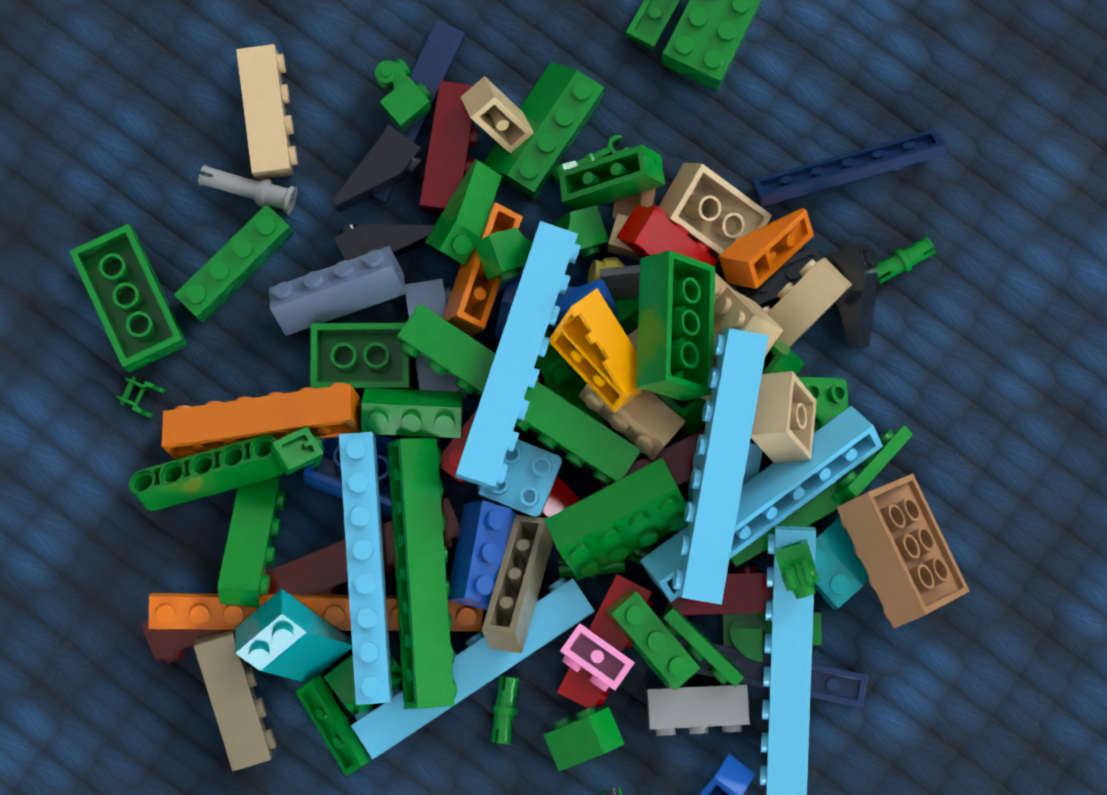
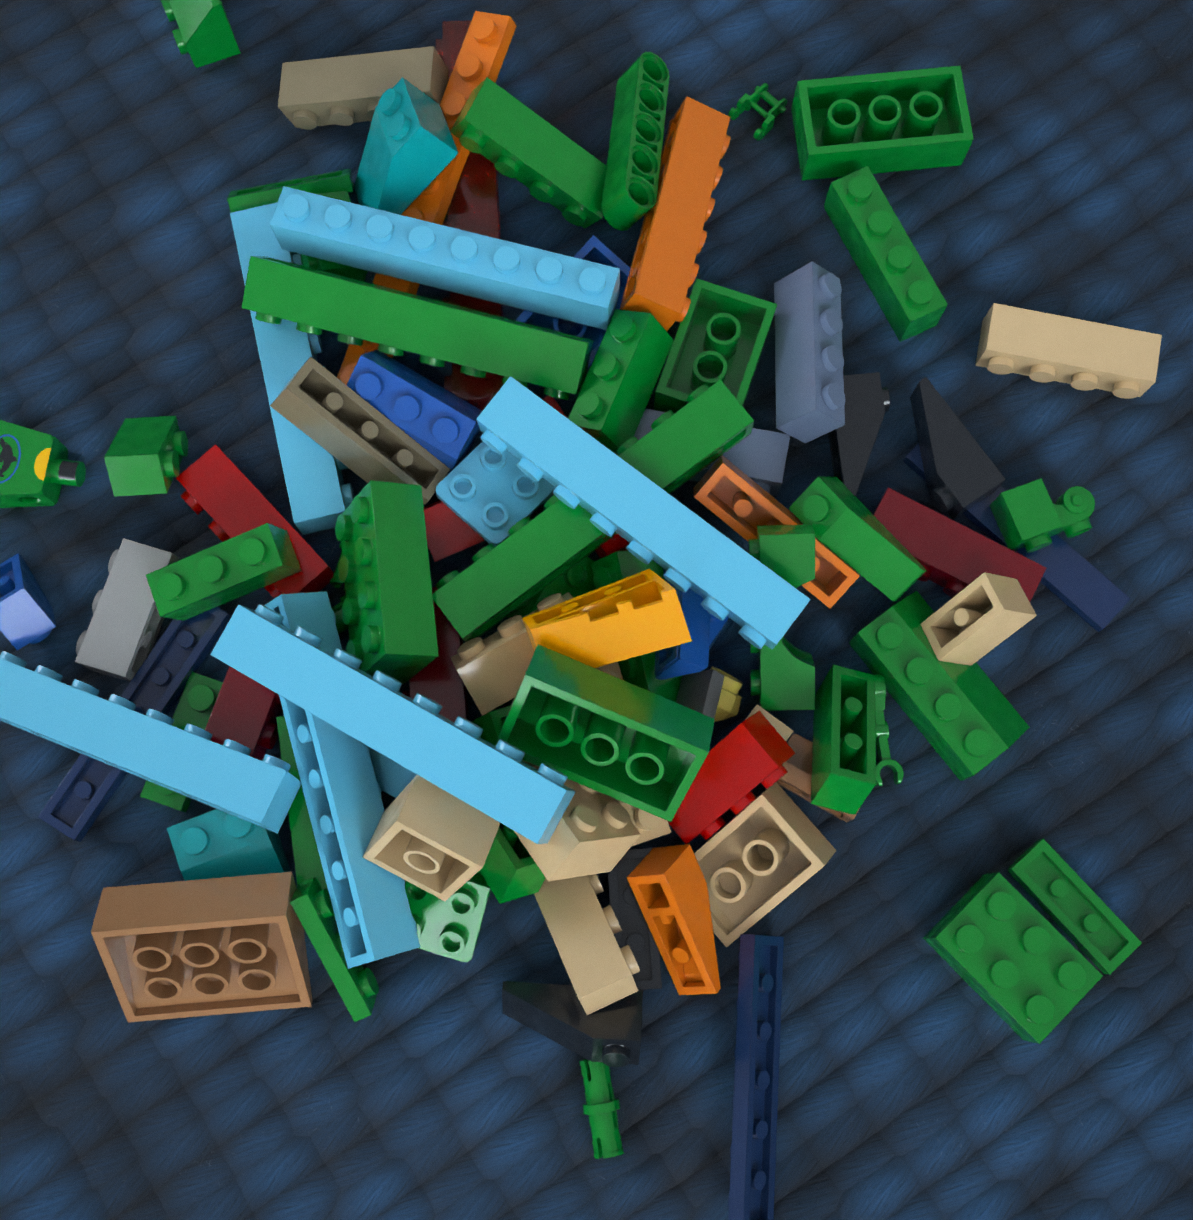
camera: 110 degrees right, 5 degrees down
(262, 192) = (965, 316): light grey pin -> none
(298, 450) = (619, 226): green bracket -> none
(504, 710) = (227, 387): green pin -> none
(596, 657) = (227, 494): bright pink brick -> none
(701, 647) = (185, 638): green plate -> none
(748, 642) = (178, 698): green tile -> none
(797, 568) = (214, 773): green brick -> none

